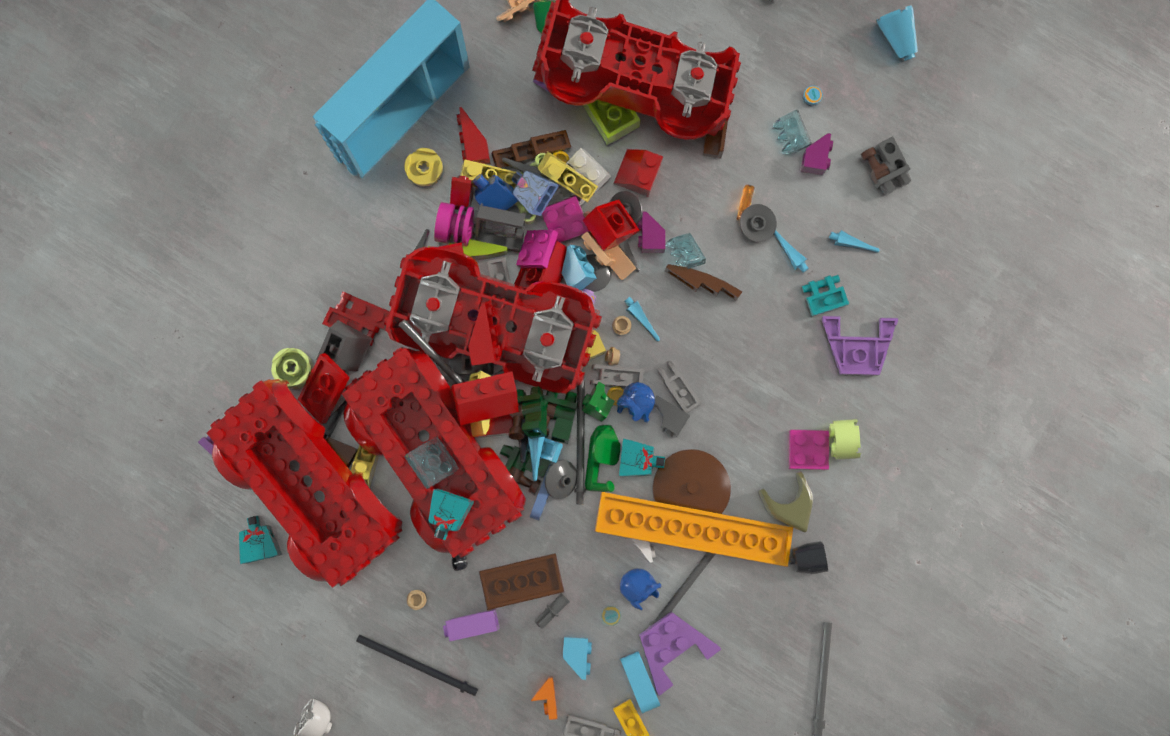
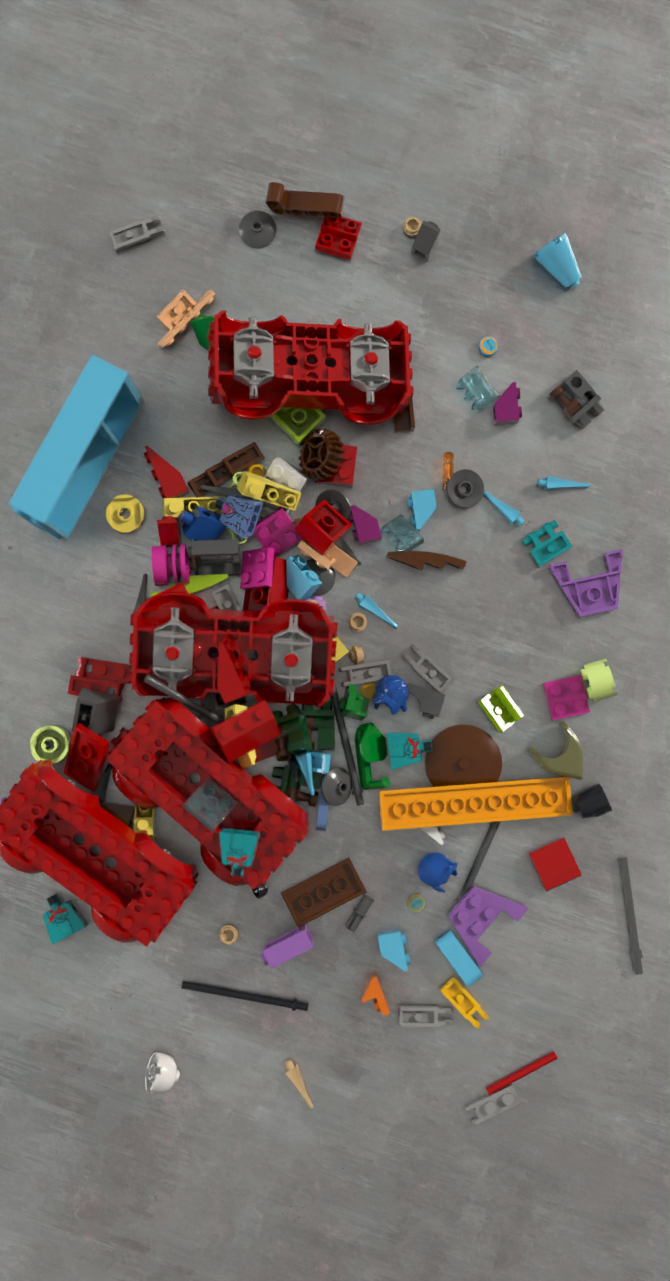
camera: 15 degrees left, 5 degrees up
(626, 155) = (321, 454): none -> reddish brown gear
(713, 230) = (423, 506): none -> medium azure slope
(741, 443) = (500, 708): none -> lime bracket
(758, 612) = (555, 864): none -> red slope

